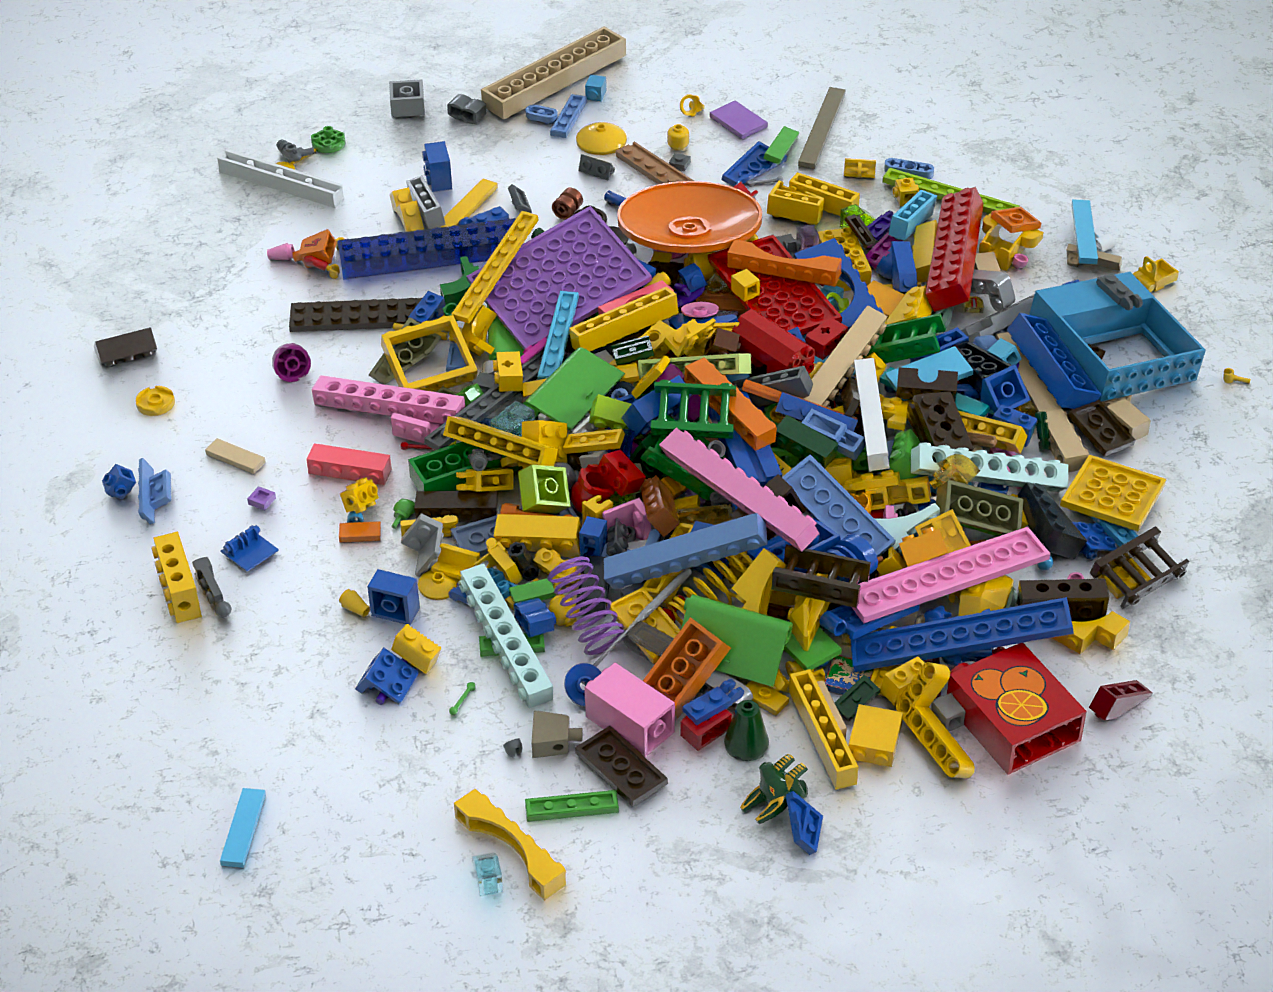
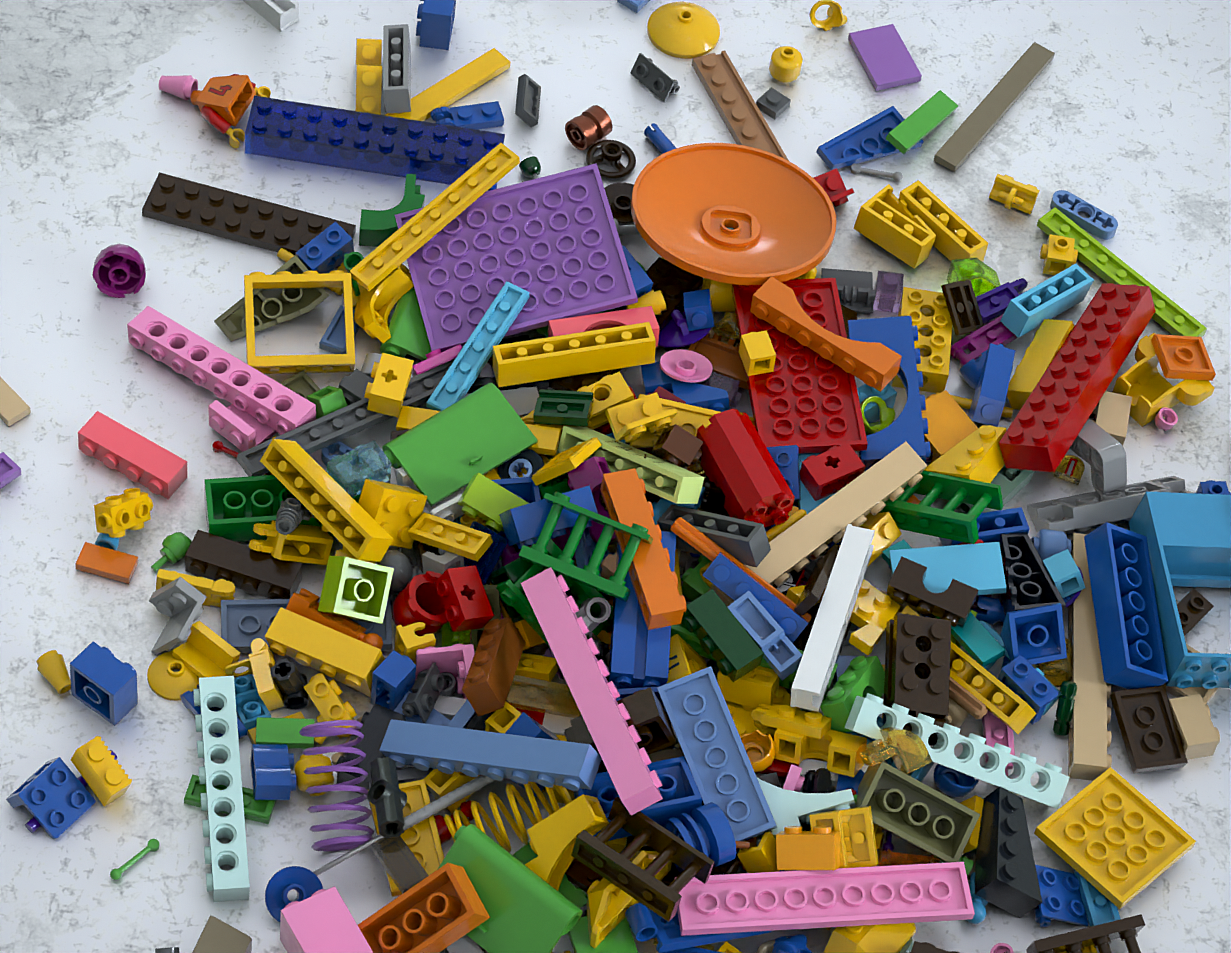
camera: 10 degrees right, 10 degrees up
(625, 600) = (387, 797): none -> pearl dark grey piece

